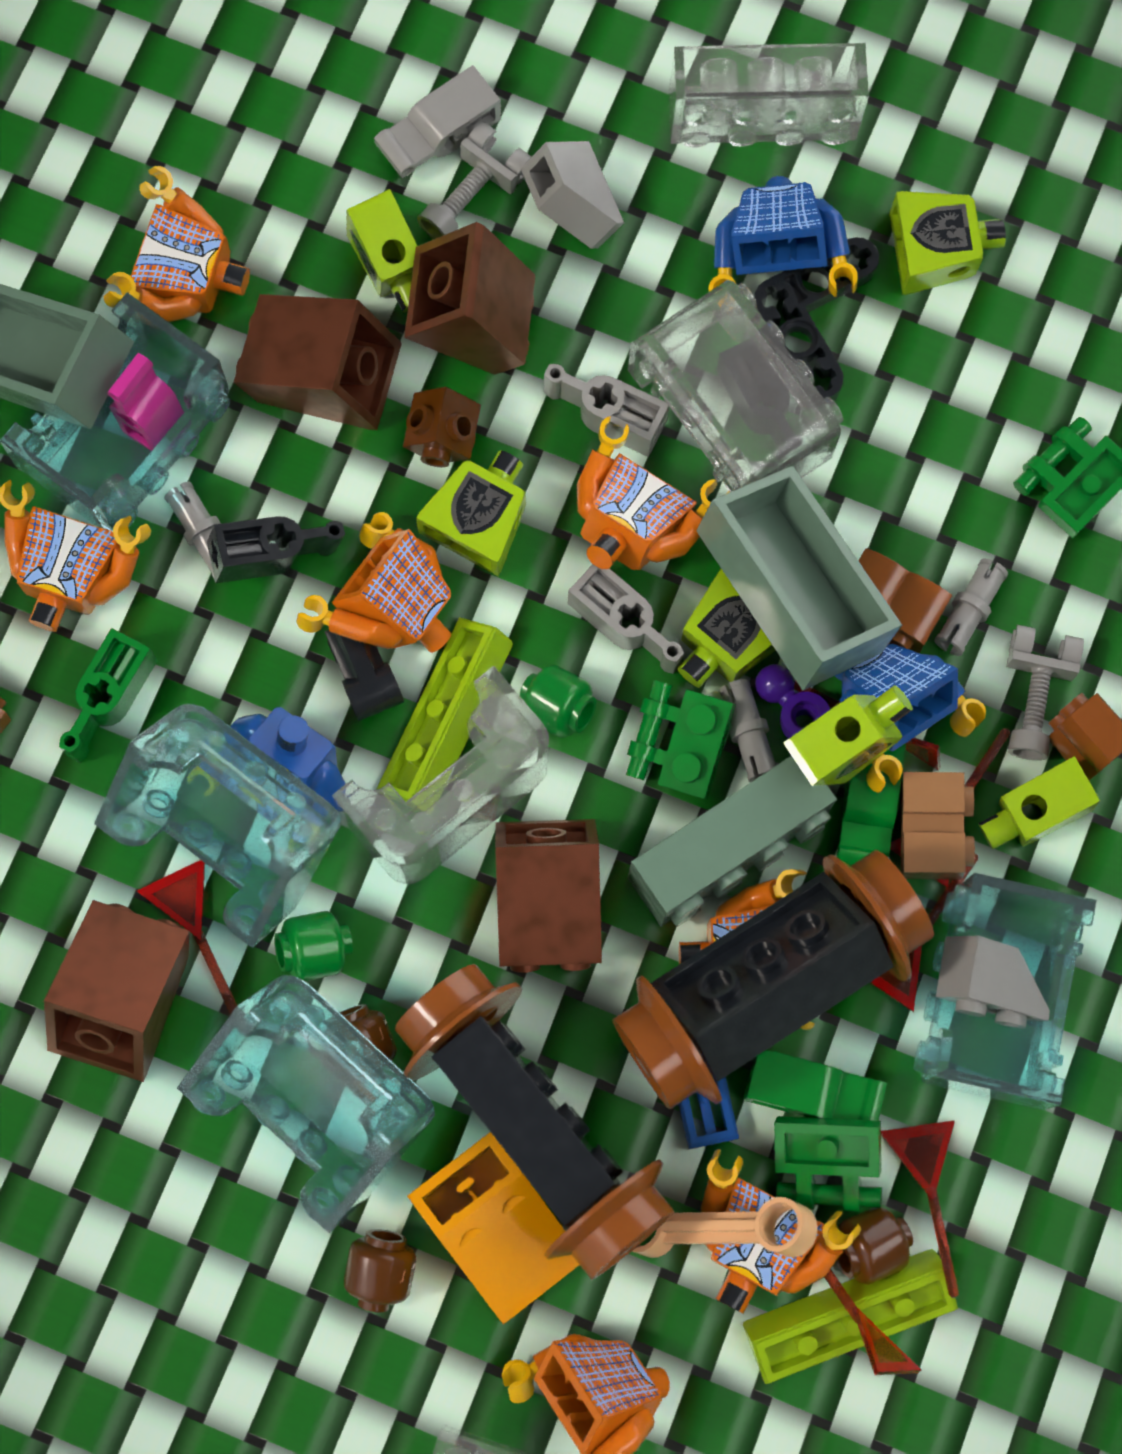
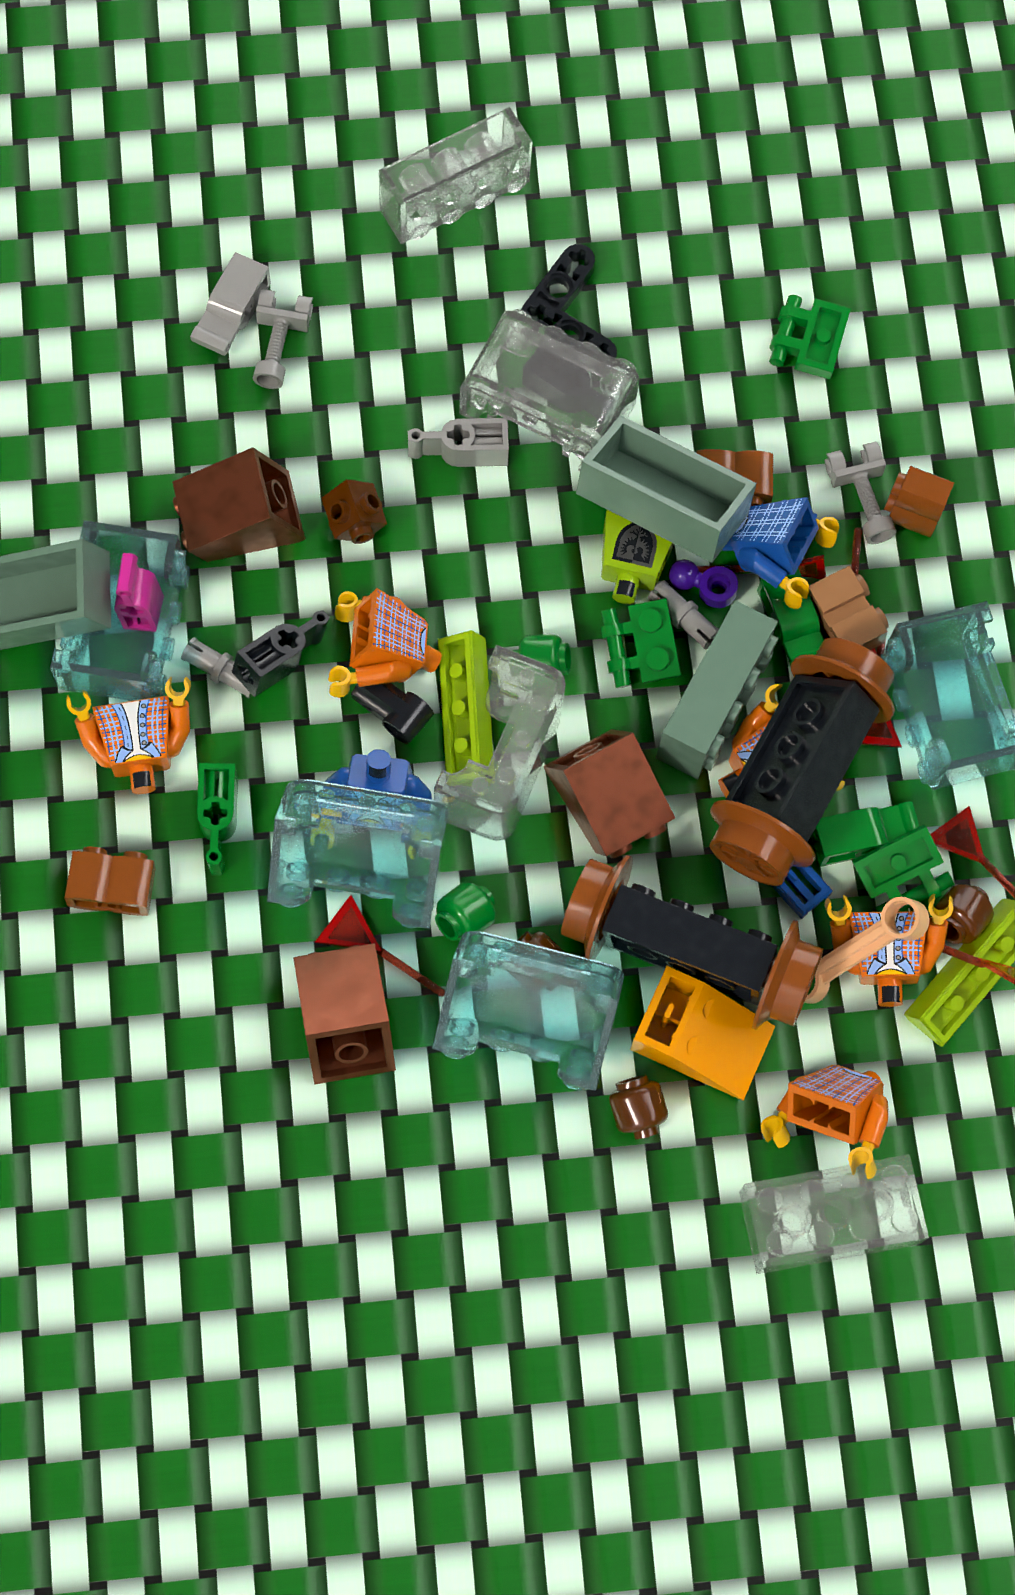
camera: 30 degrees left, 5 degrees down
(180, 257) = (96, 482): torso -> none
(382, 235) = (246, 408): lime torso -> none
(471, 300) = (329, 411): copper slope -> none
(477, 512) = (412, 558): lime torso -> none
(573, 191) = (355, 306): light grey slope -> none
(605, 599) = (538, 574): light grey piece -> none
(632, 511) = (523, 504): orange torso -> none
(781, 231) = (517, 264): blue torso -> none
(849, 736) = (756, 587): lime torso -> none
(940, 238) = (627, 220): lime torso -> none
(971, 607) = (788, 457): light grey pin -> none
(991, 979) = (944, 693): light grey slope -> none
(1059, 793) = (917, 553): lime torso -> none

